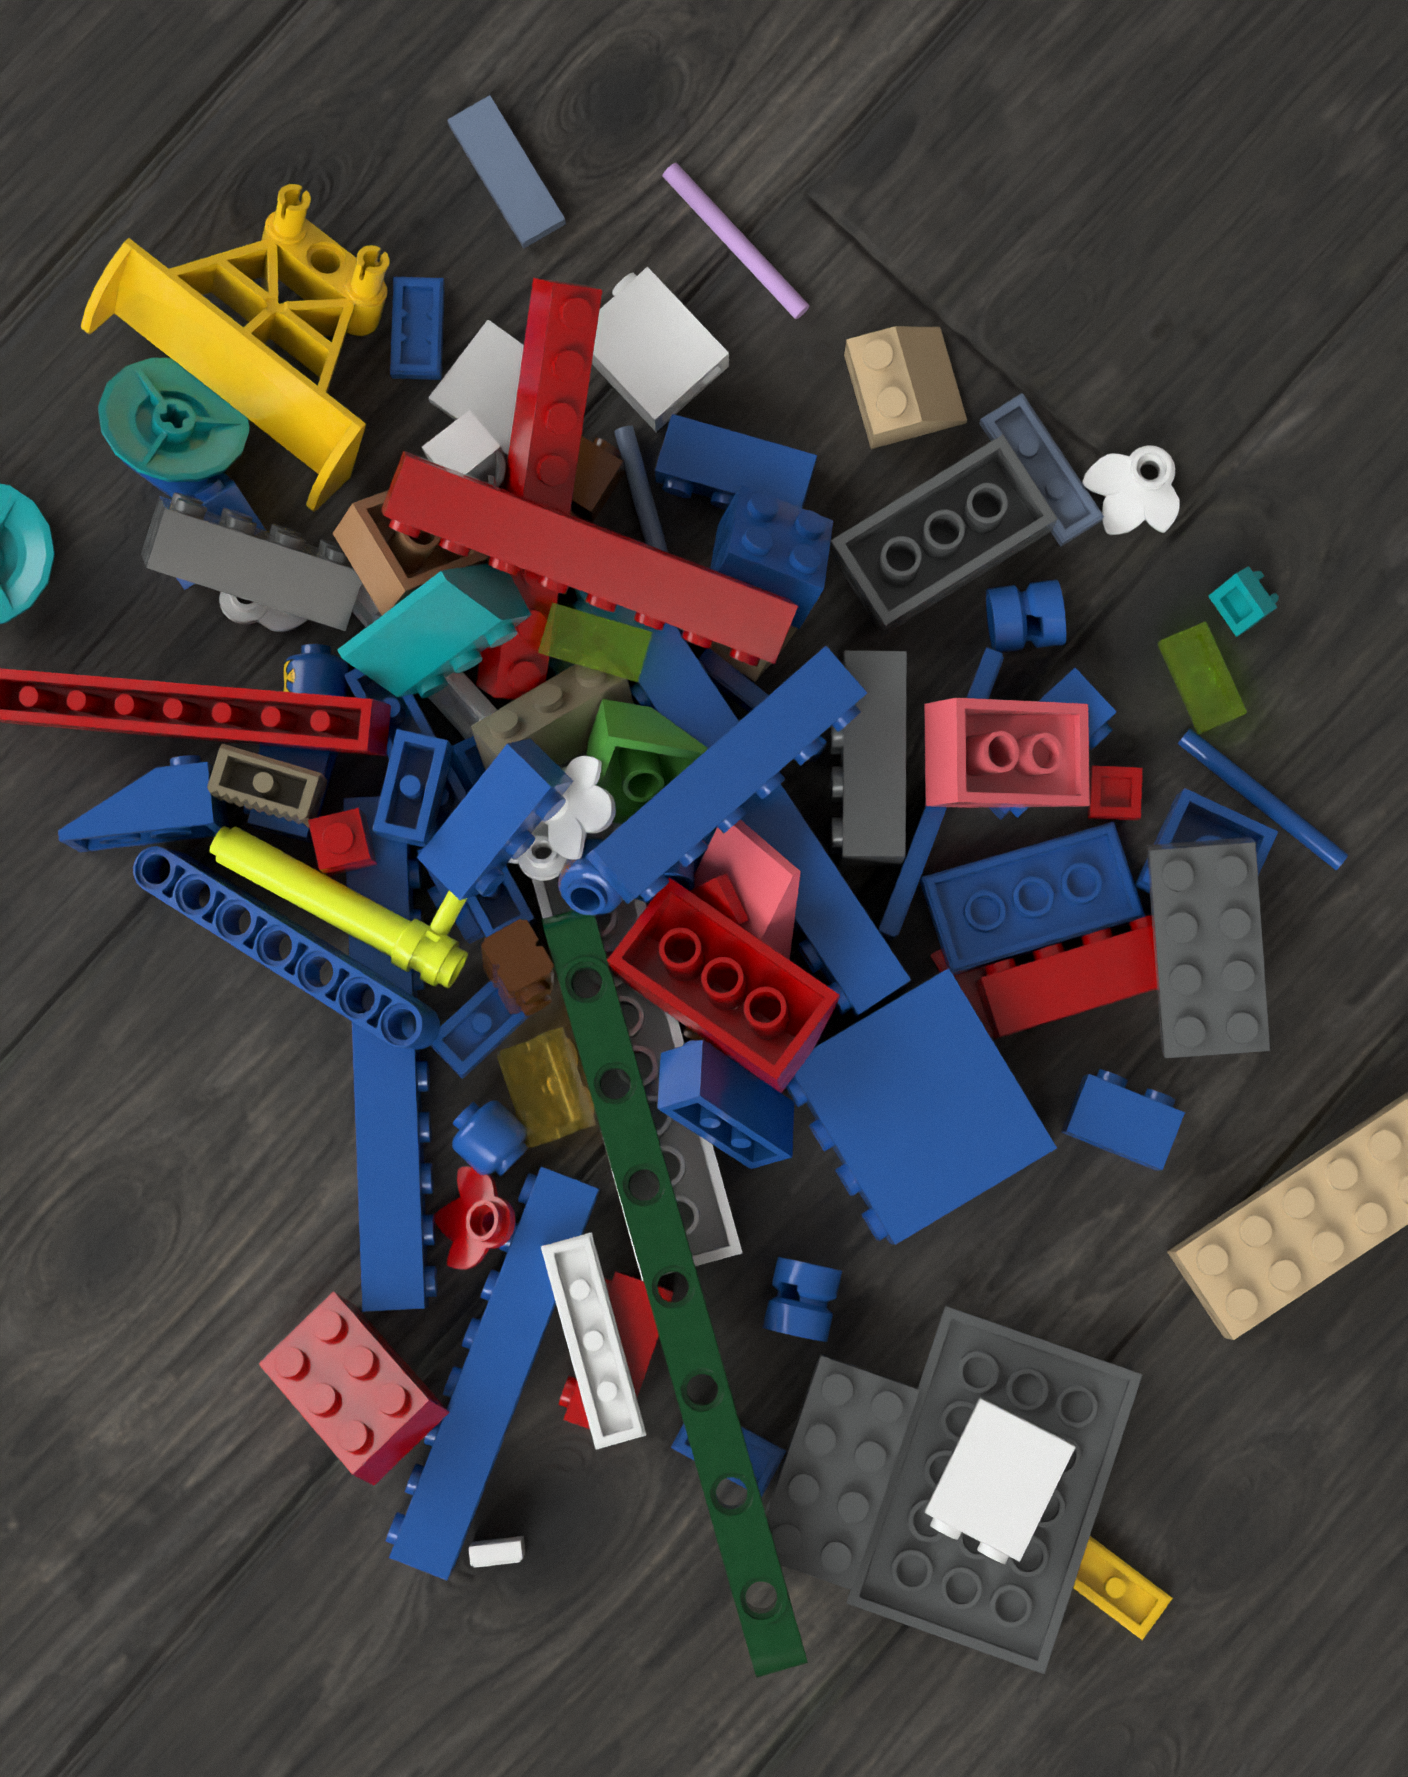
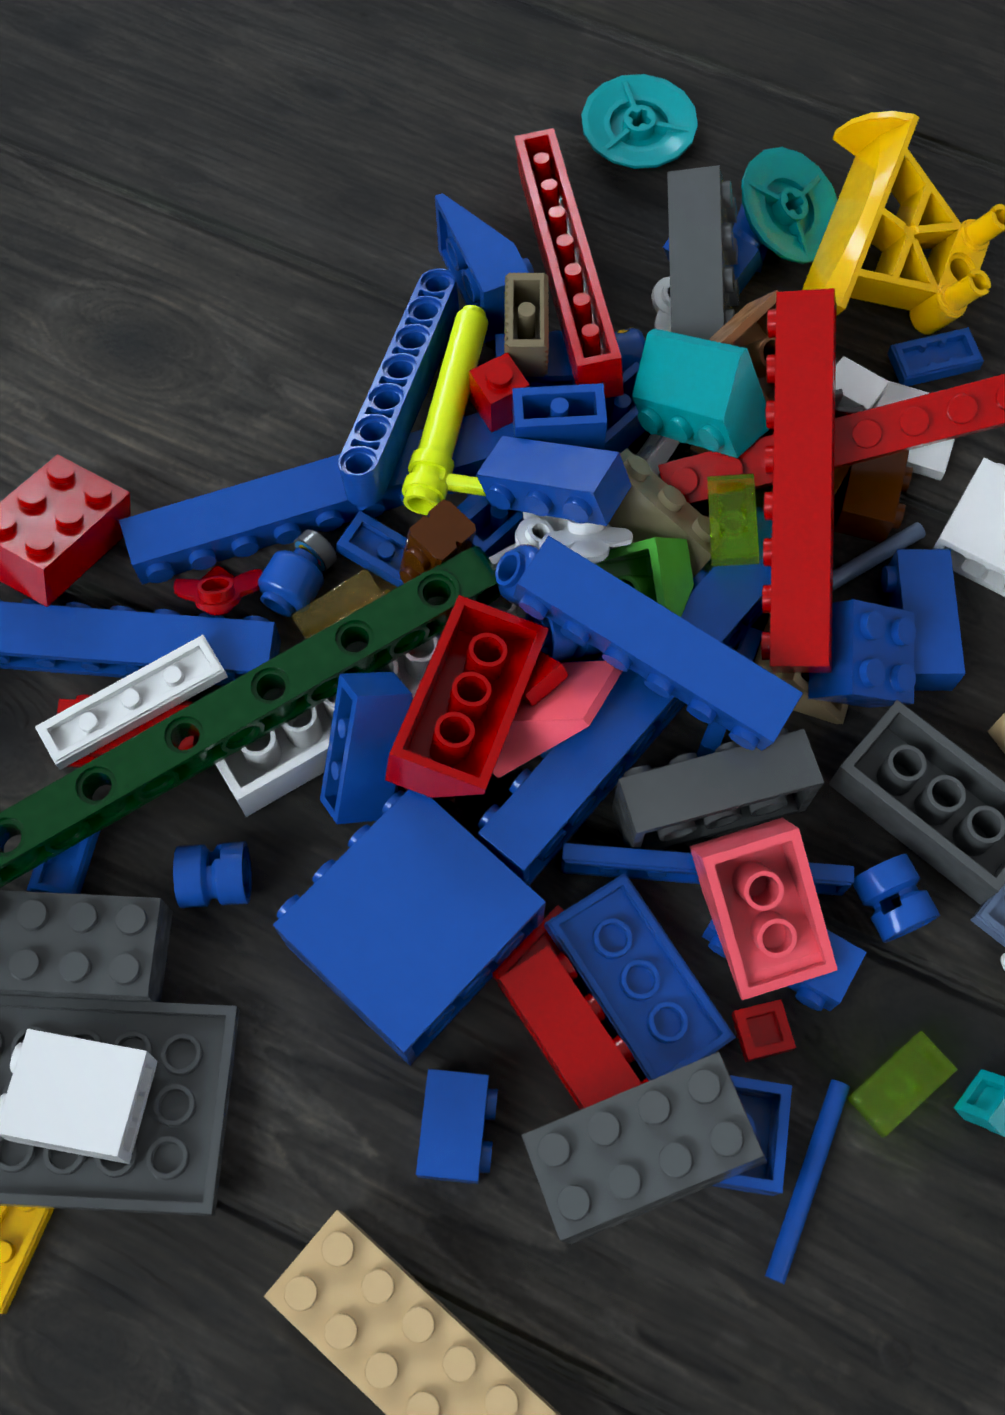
camera: 70 degrees right, 15 degrees down
(455, 1100) = (318, 547): none -> dark grey tile

